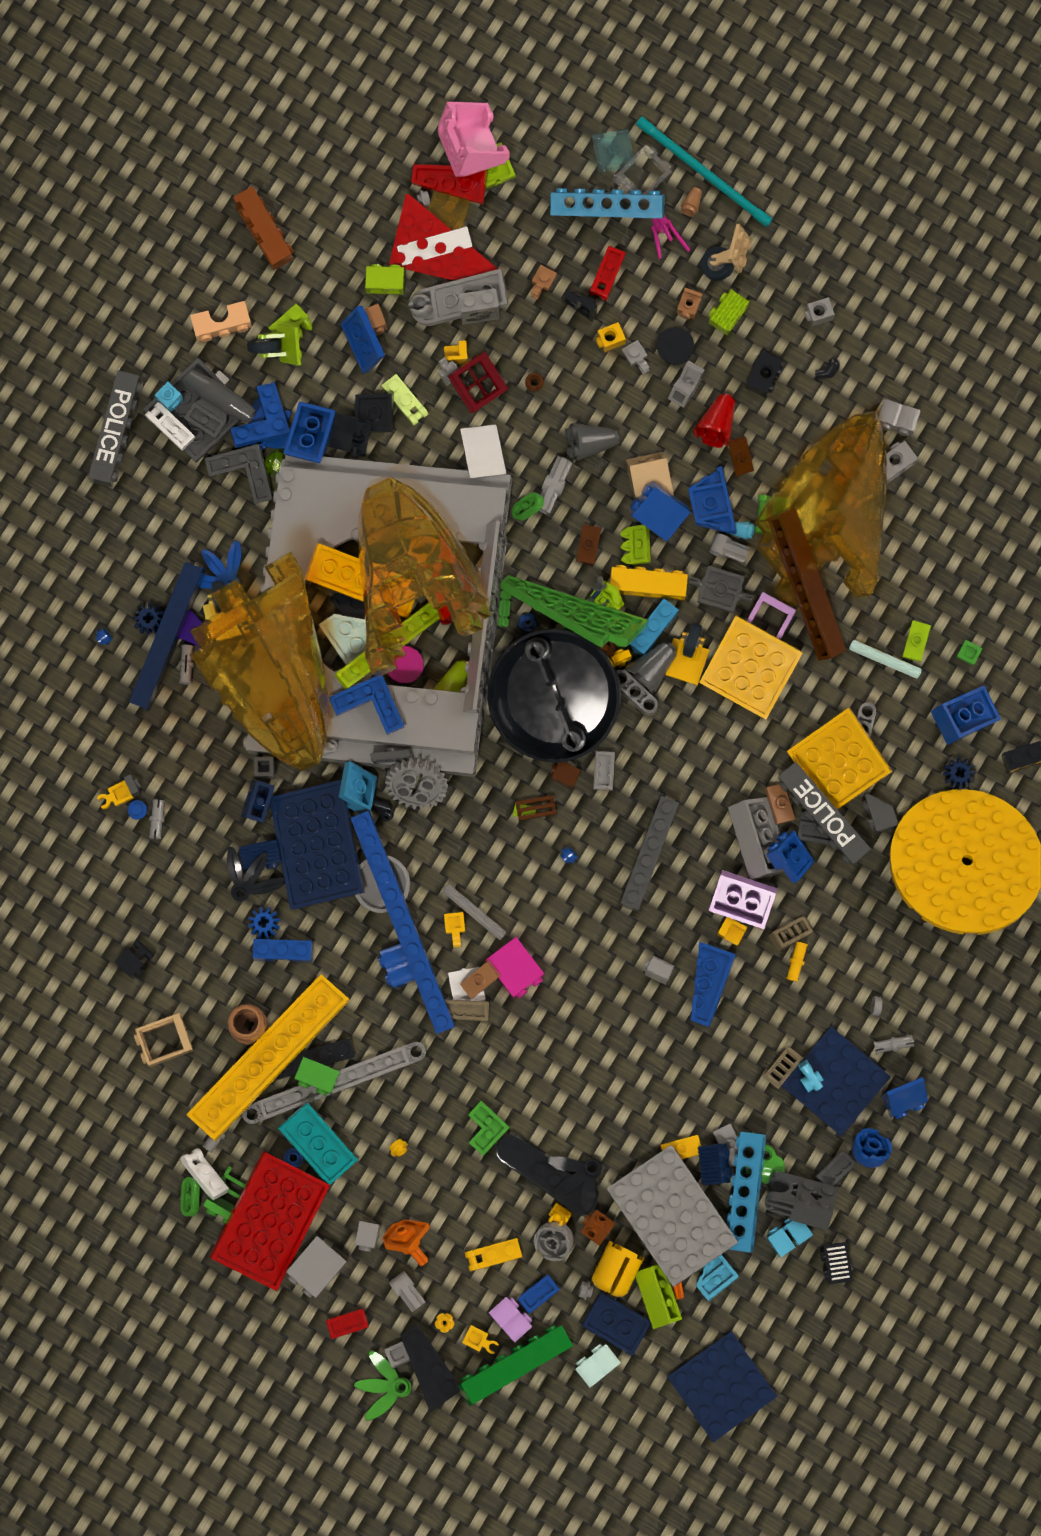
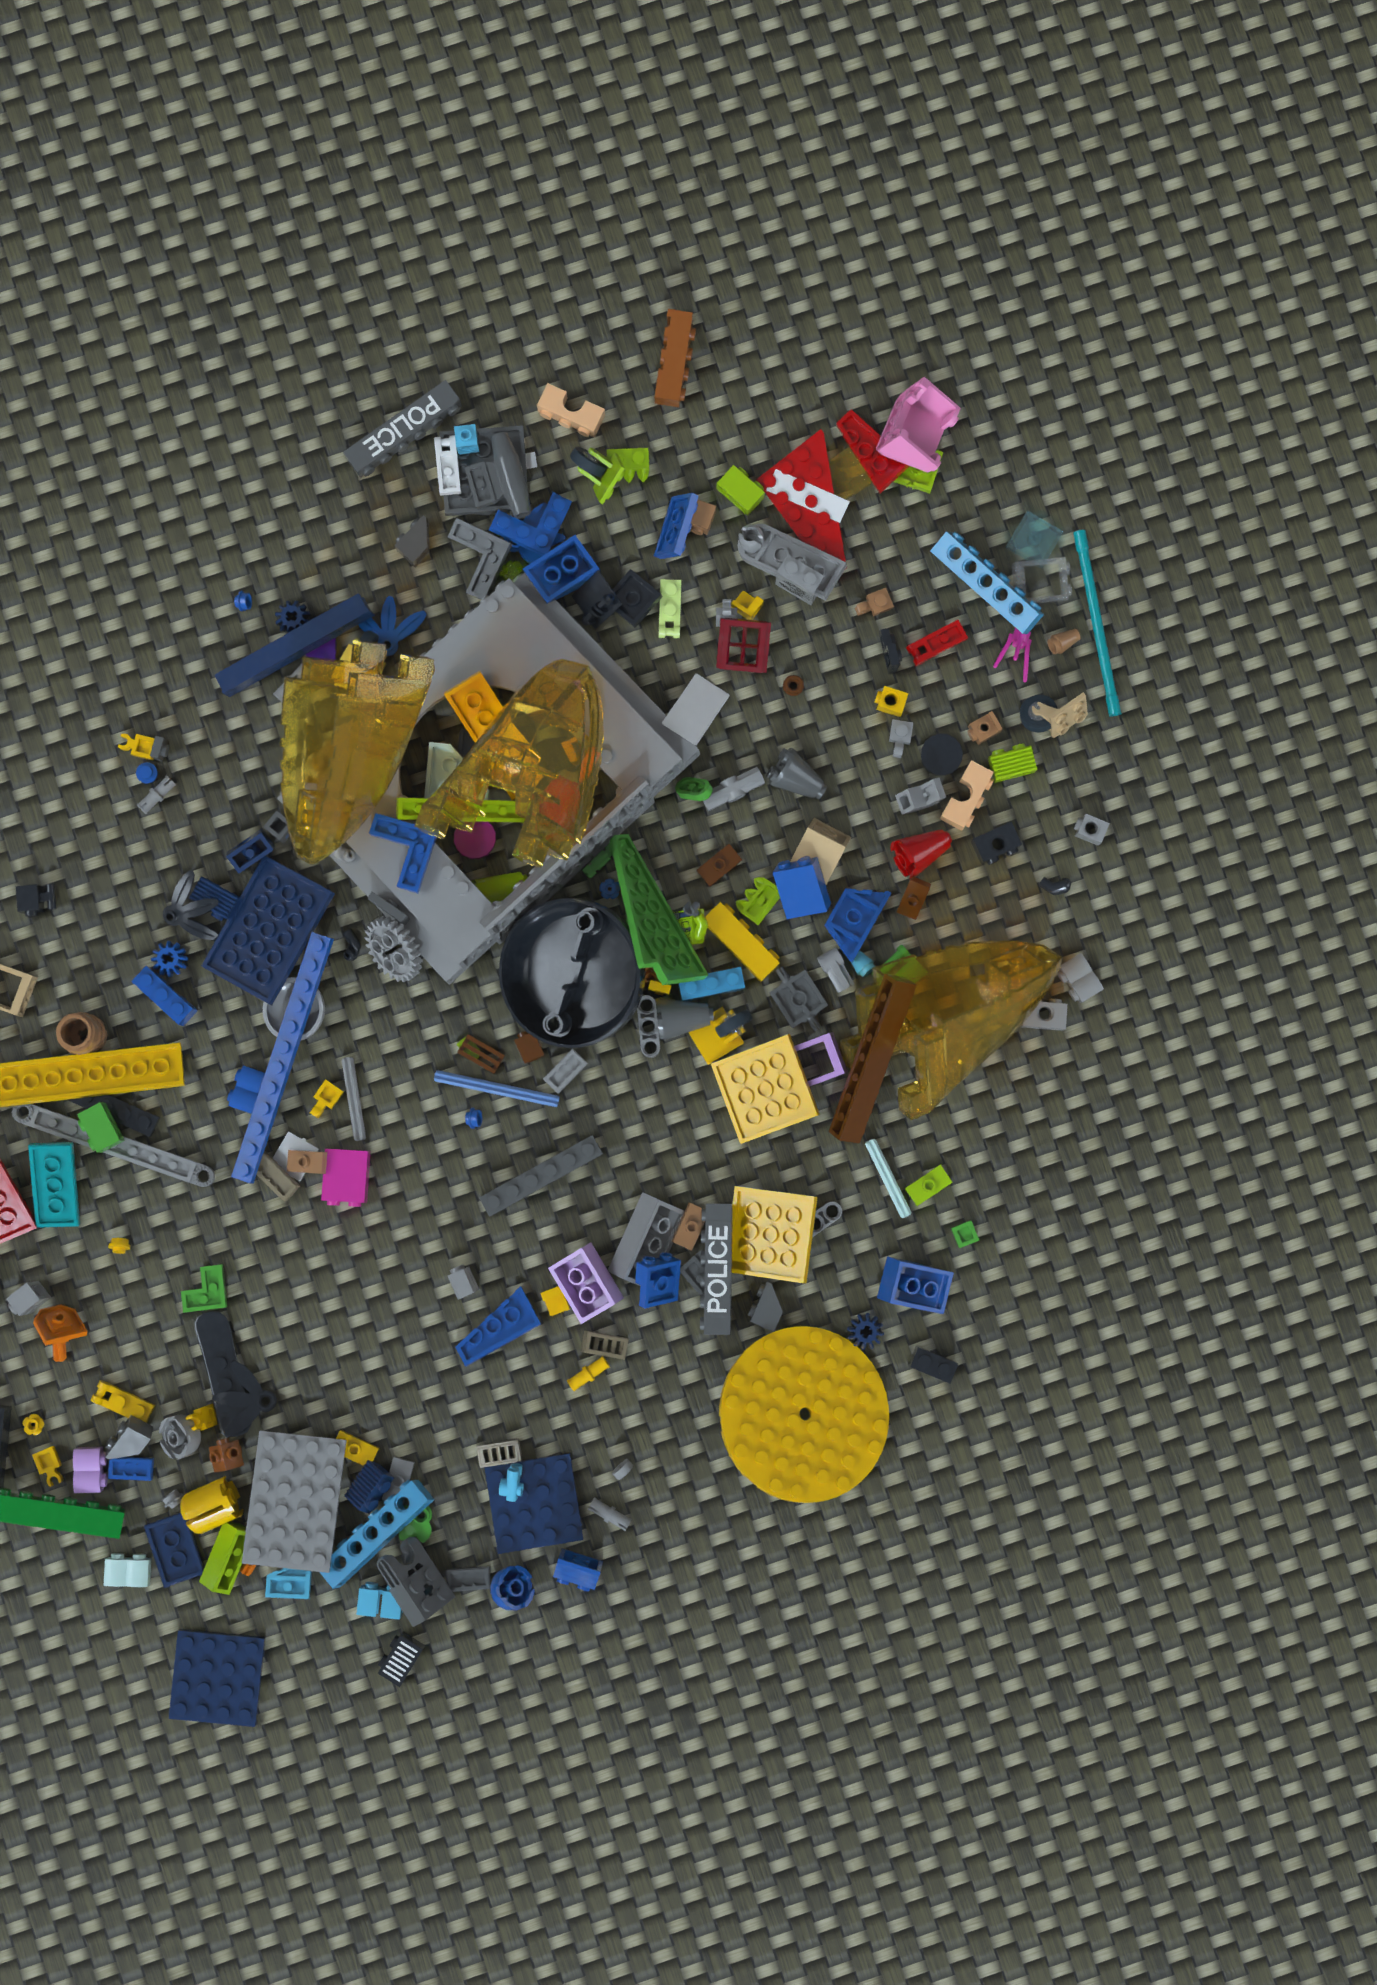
camera: 40 degrees right, 5 degrees up
(191, 499) = (415, 543): none -> dark grey slope
(298, 1162) = (19, 1178): blue plate -> none
(357, 788) = (341, 910): dark azure plate -> none
(404, 1287) = (24, 1366): light grey piece -> none
(423, 198) = (833, 446): light grey plate -> none
(521, 1273) = (130, 1438): none -> slope
(566, 822) = (496, 1088): none -> medium blue axle
(715, 342) = (977, 780): none -> light nougat arch

